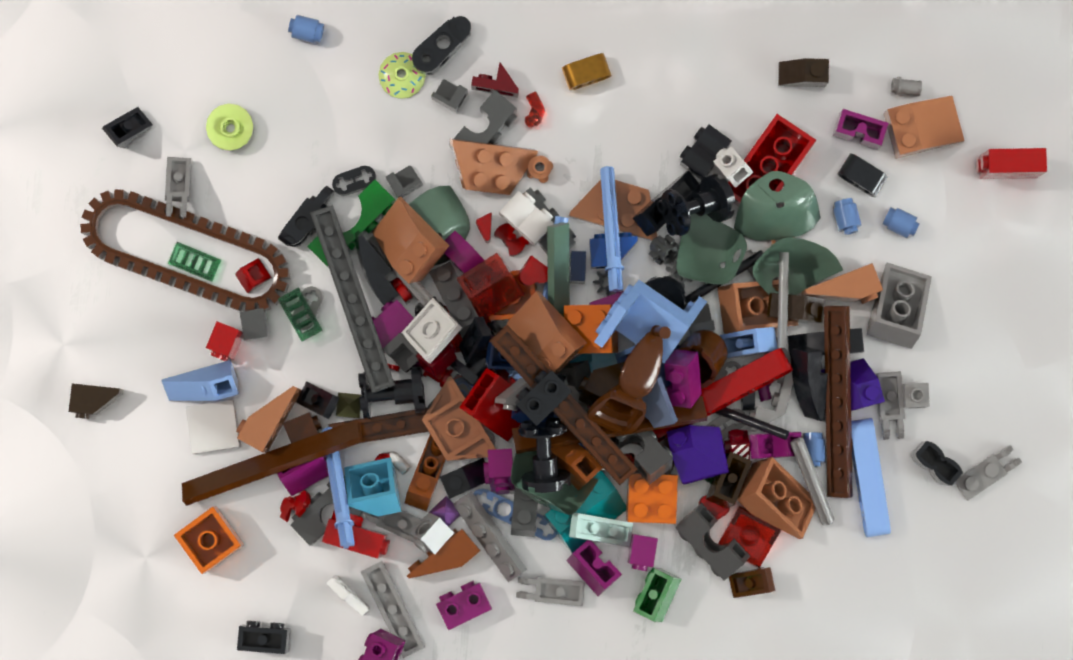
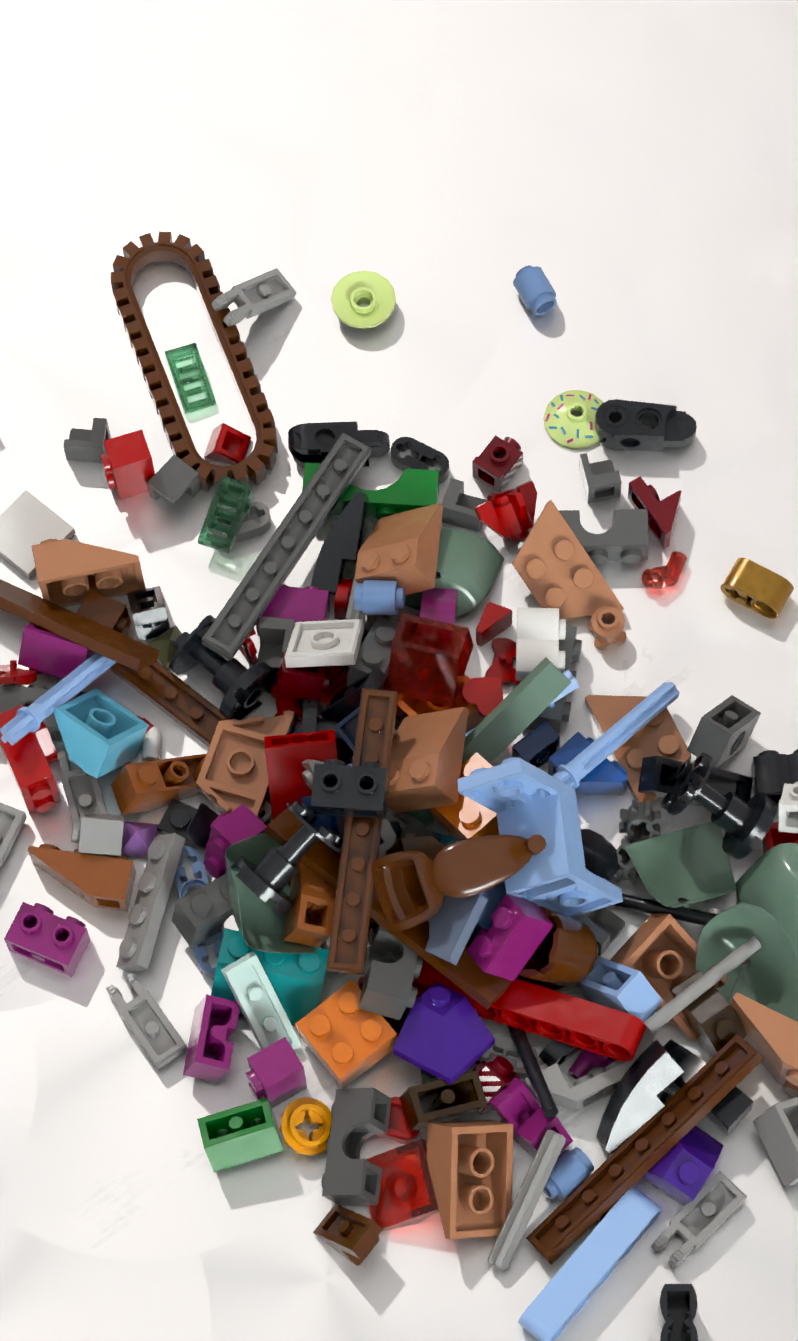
camera: 55 degrees right, 20 degrees down
(127, 127) = (271, 206): black slope -> none
(185, 349) = (87, 444): none -> dark grey panel
(203, 384) = (66, 484): light blue slope -> none
(395, 149) = (495, 471): none -> dark red brick
(430, 279) = (379, 597): none -> medium blue brick
(431, 161) = (510, 512): none -> red brick
(656, 165) = (724, 730): none -> dark grey brick
(689, 555) = (316, 1114): none -> light orange gear
(915, 395) = (733, 1235): light grey brick -> none

